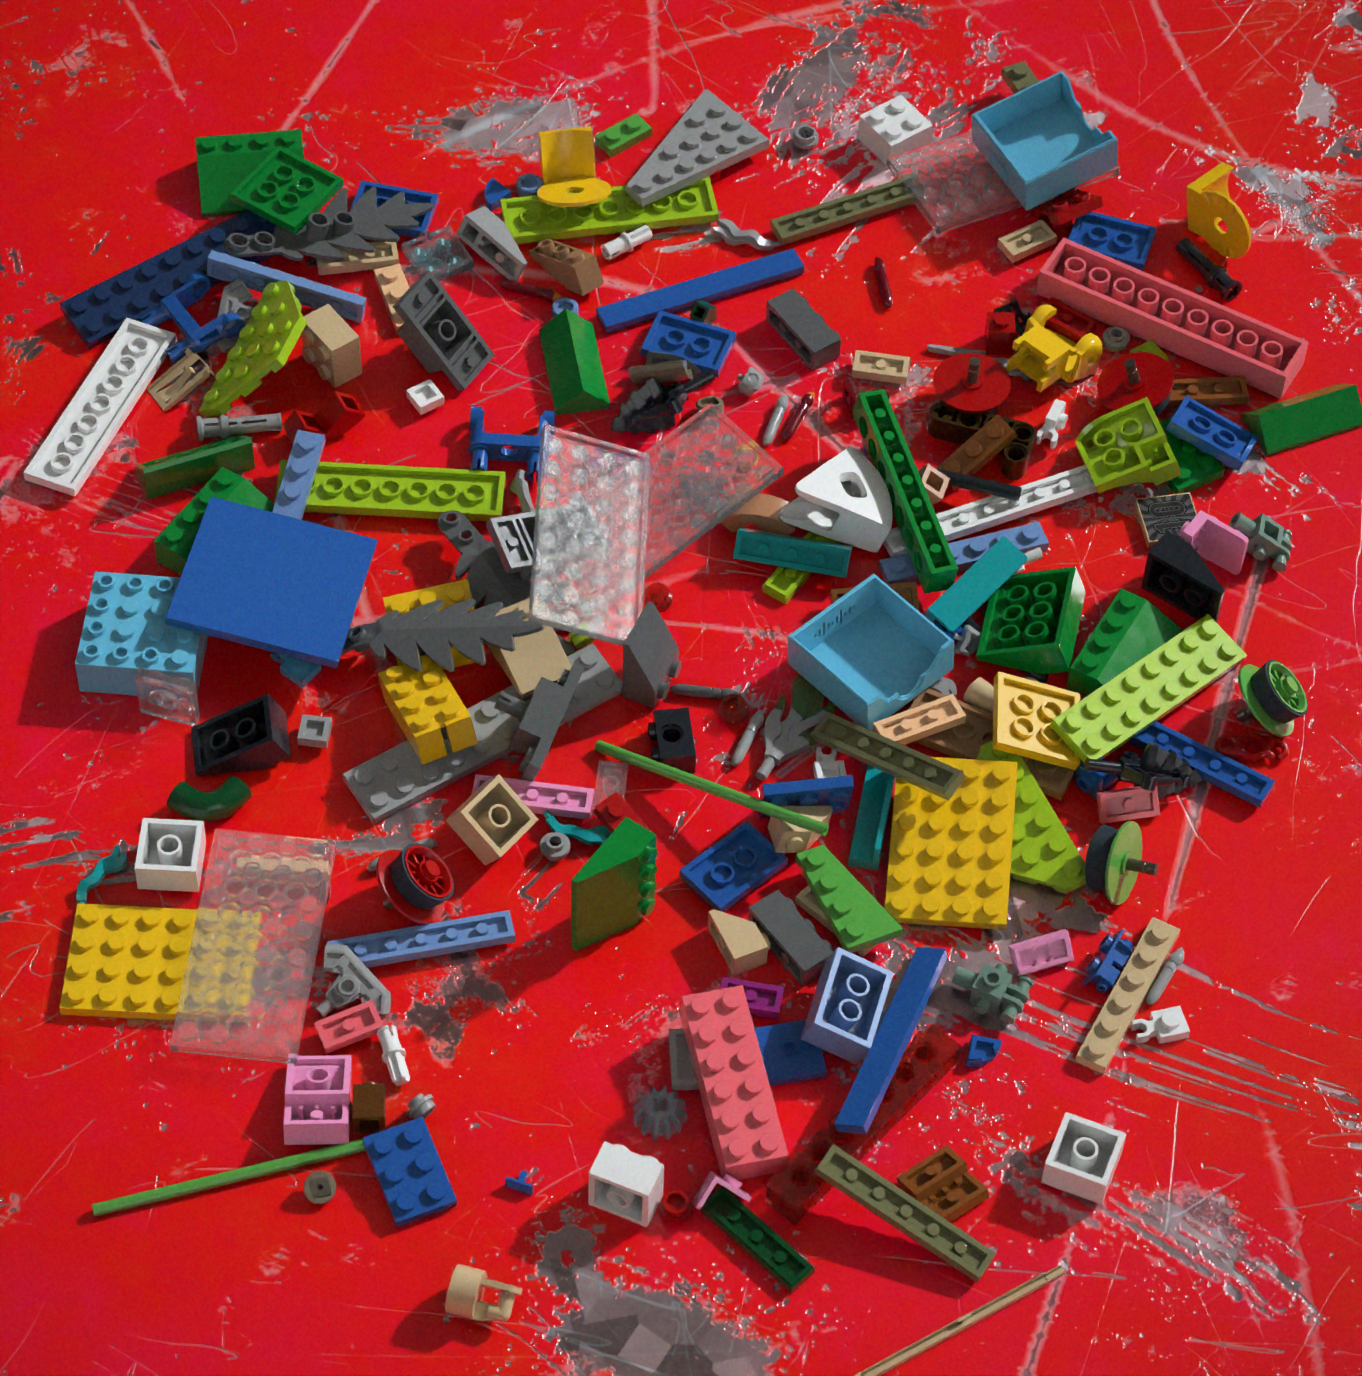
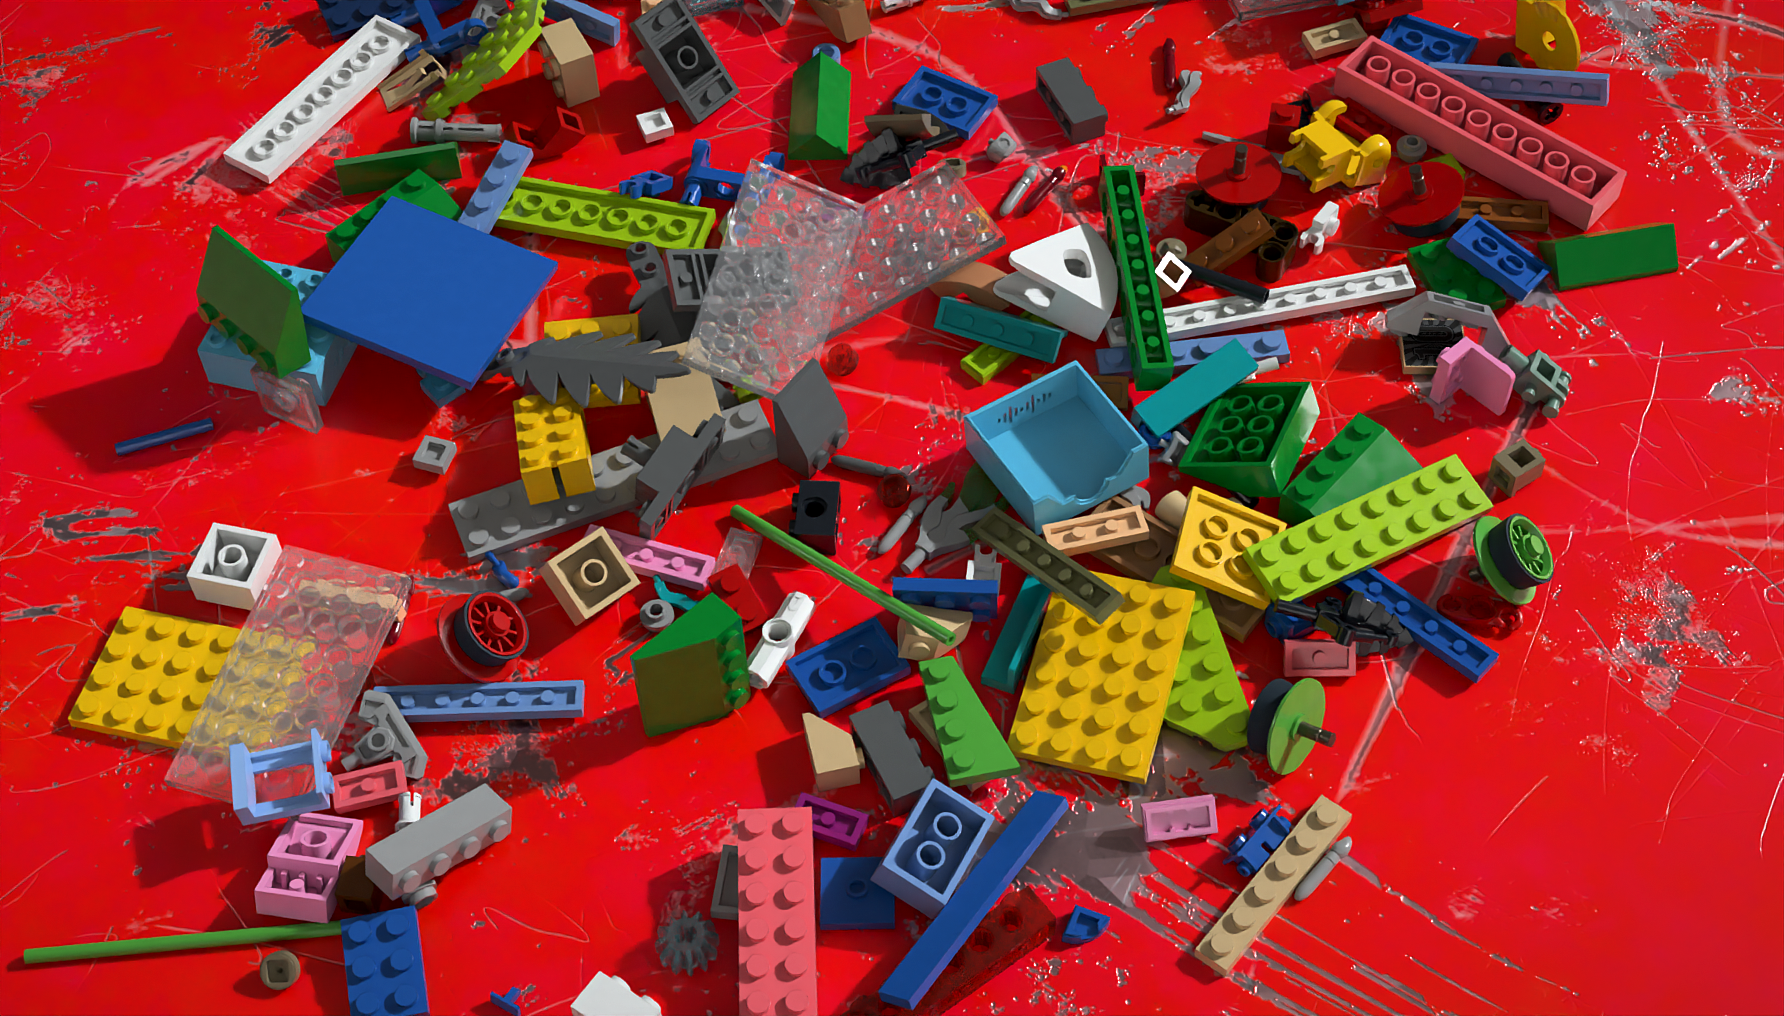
camera: 15 degrees right, 0 degrees up
(57, 747) = (164, 436): none -> blue piece
(113, 863) = (172, 569): teal hair -> none
(129, 616) = (252, 305): none -> green slope
(209, 805) = (296, 519): dark green cylinder -> none
(242, 739) = (356, 452): black slope -> none
(298, 1003) = (246, 765): none -> light blue panel
(404, 827) = (500, 570): none -> blue piece
(429, 1061) = (438, 841): none -> light grey brick
(435, 454) = (646, 183): none -> blue plate
(531, 290) = (786, 29): dark red piece -> none
(672, 839) = (786, 625): none -> white piece
(704, 309) = (969, 72): dark green piece -> none
(706, 288) = (973, 51): blue tile -> none
(880, 367) = (1145, 148): tan plate -> none
(906, 300) = (1190, 85): none -> light grey hair
(925, 457) = (1172, 245): none -> dark tan tile
(993, 990) = (1114, 856): sand green piece -> none
(1127, 448) = (1396, 260): lime slope -> none
(1146, 495) = (1408, 316): none -> light grey slope
(1164, 1024) = (1312, 928): white plate -> none
(1182, 578) = (1431, 409): black slope -> none
(1210, 268) = (1531, 84): none -> medium blue plate
(1260, 619) = (1516, 467): none -> brick

